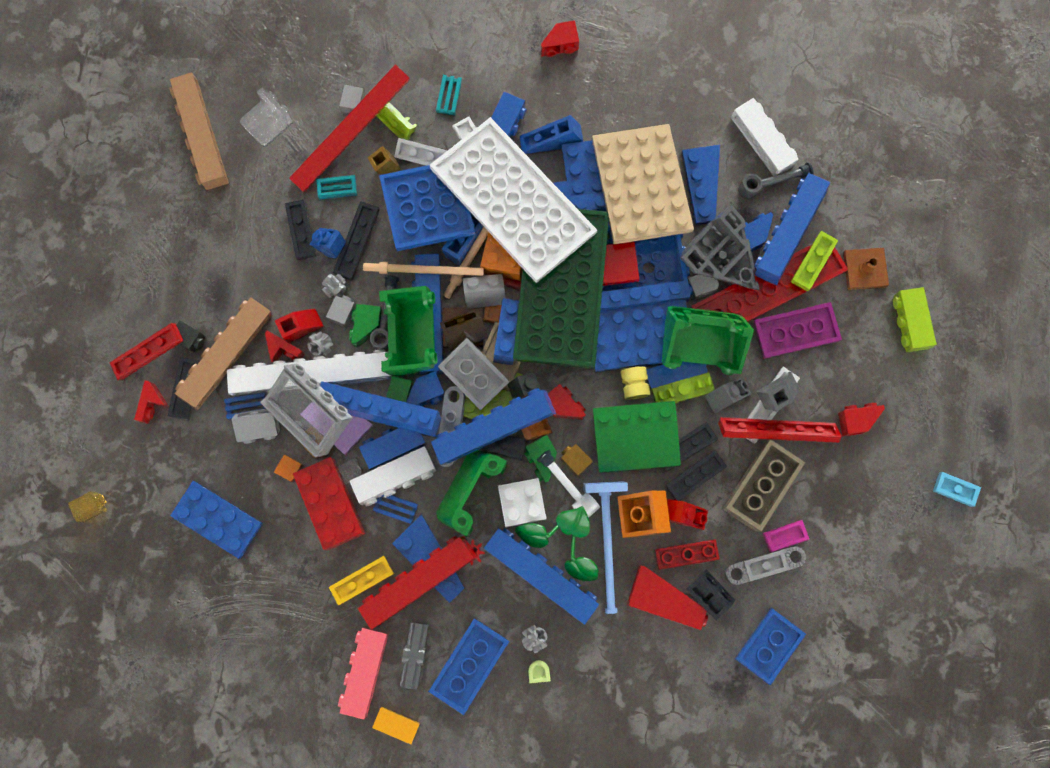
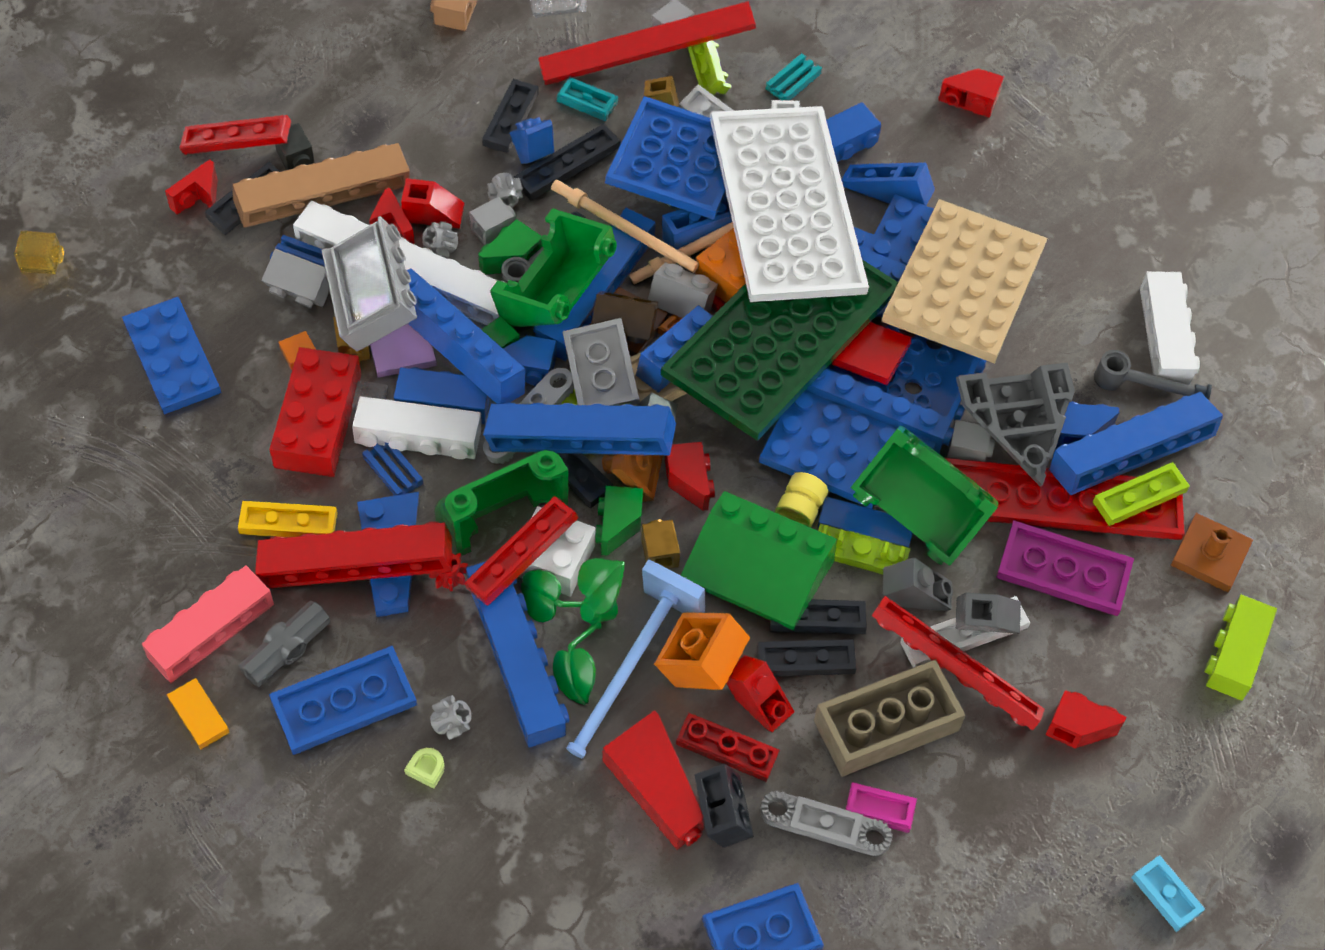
camera: 30 degrees right, 20 degrees down
(510, 521) = (521, 550): none -> red tile
(586, 500) = (632, 601): white piece -> none
(701, 173) = (1055, 329): blue wing -> none

